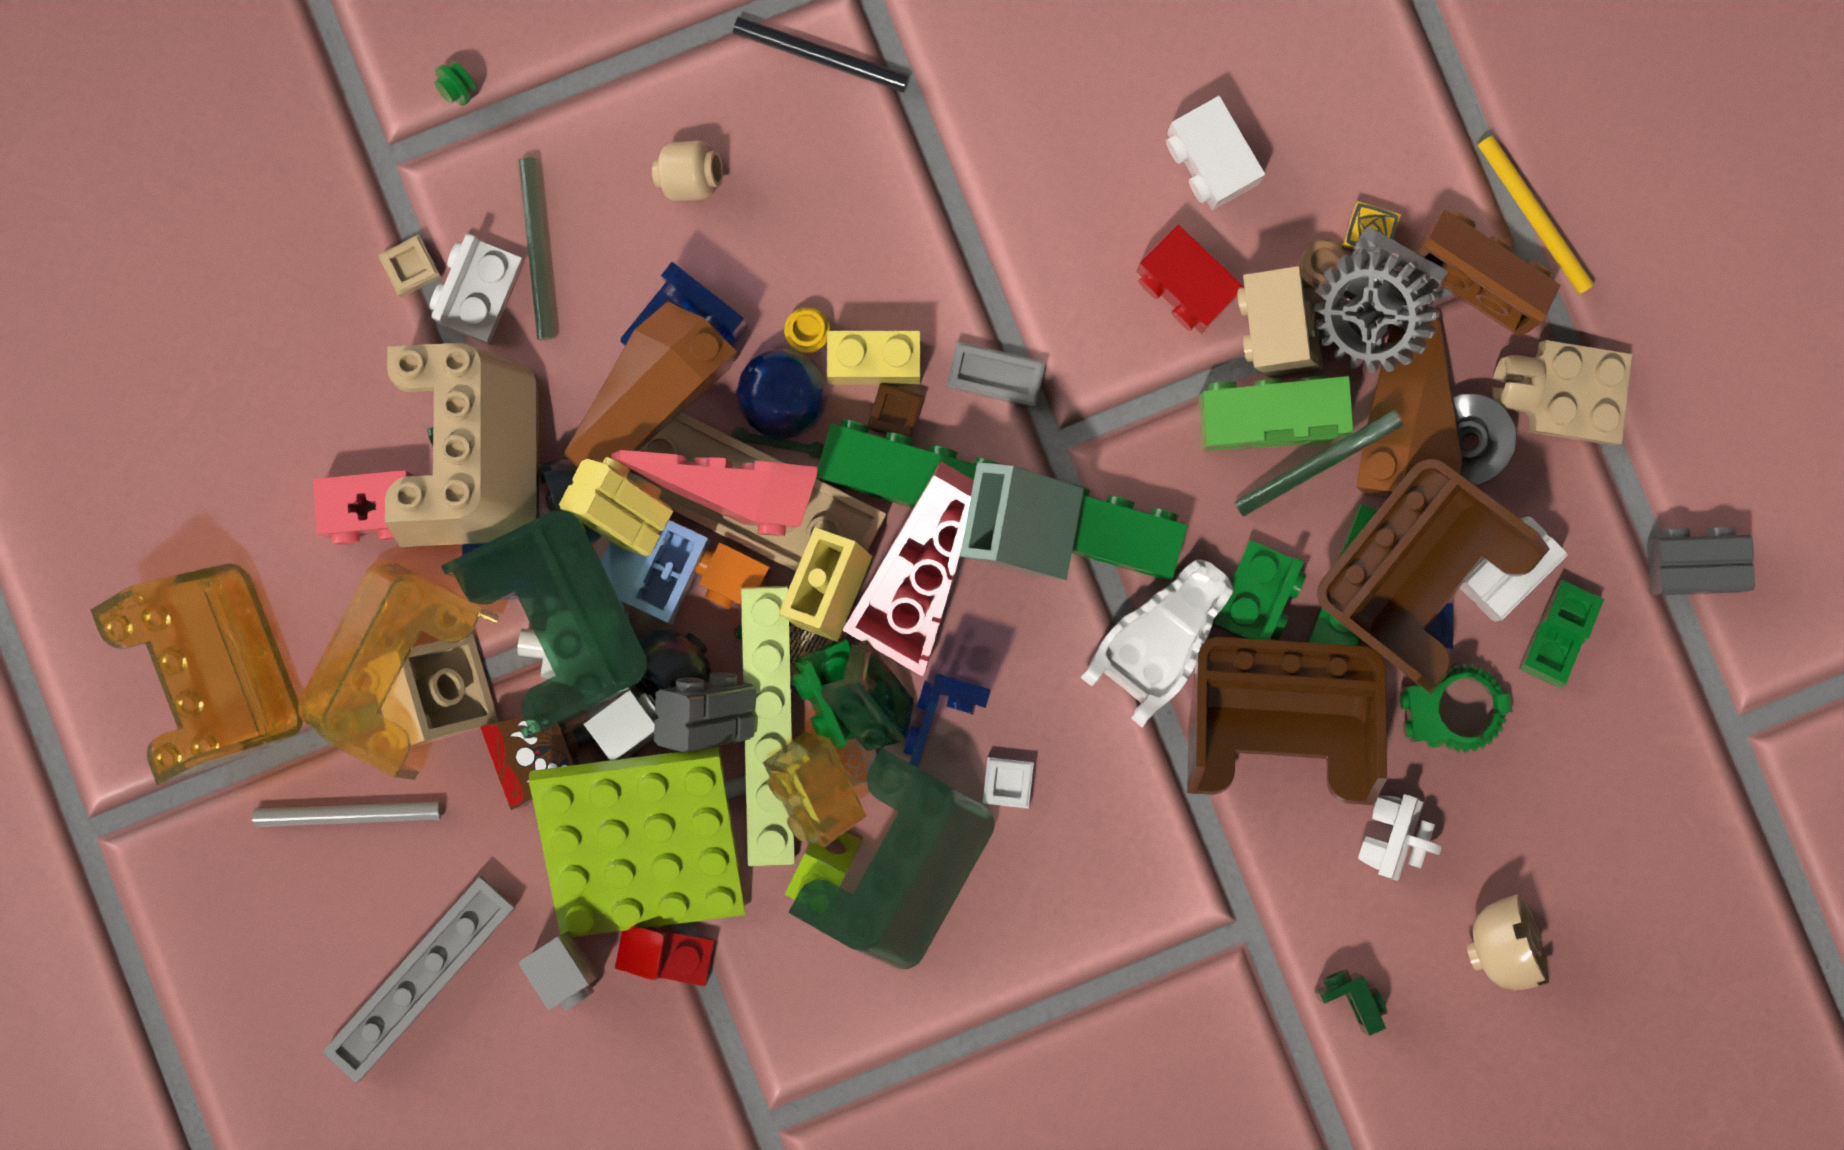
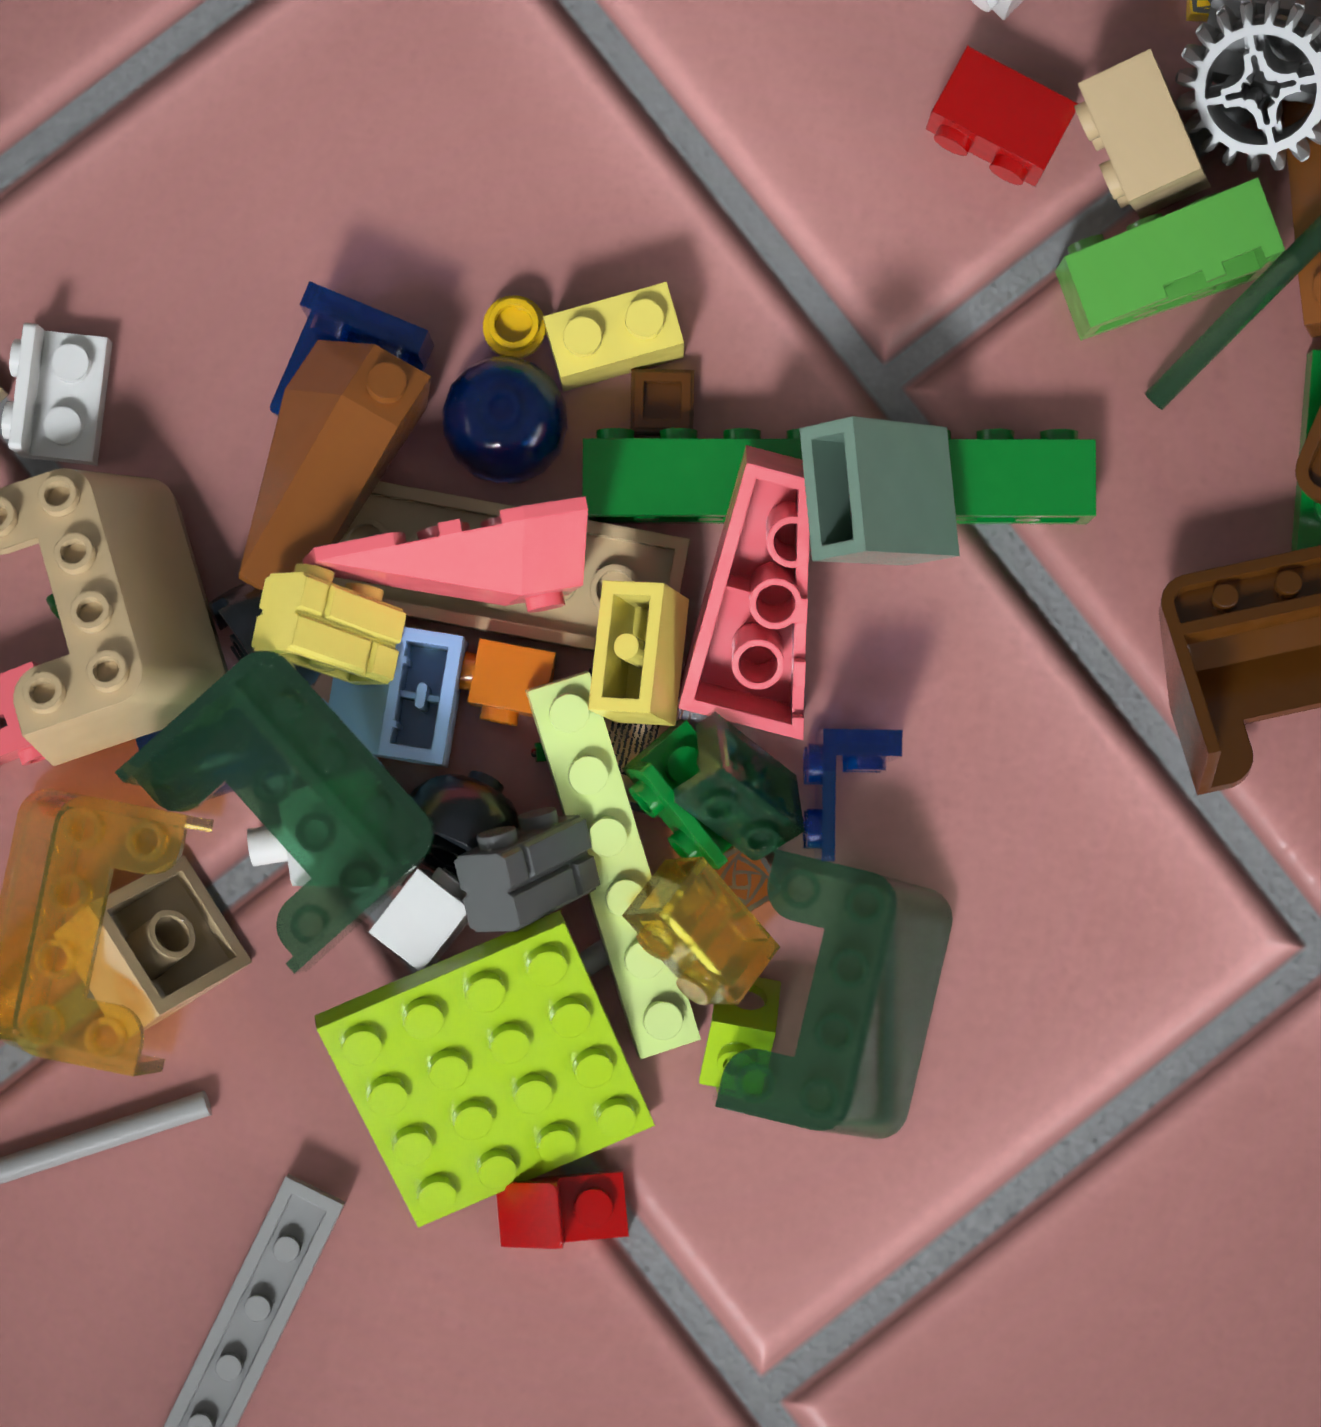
camera: 15 degrees left, 0 degrees up
(518, 756) = (291, 1000): torso -> none
(536, 248) = (124, 320): bar -> none
(560, 972) = (431, 1274): light grey brick -> none
(687, 171) = (295, 160): tan head -> none
(813, 449) = (570, 483): clear green hinge -> none
(995, 374) = (780, 316): light grey tile -> none
(1008, 782) = (952, 850): white tile -> none
(1159, 643) = (1102, 606): white animal -> none
(1260, 593) = (1213, 504): green bracket -> none
(1319, 257) = (1167, 39): medium nougat tile -> none

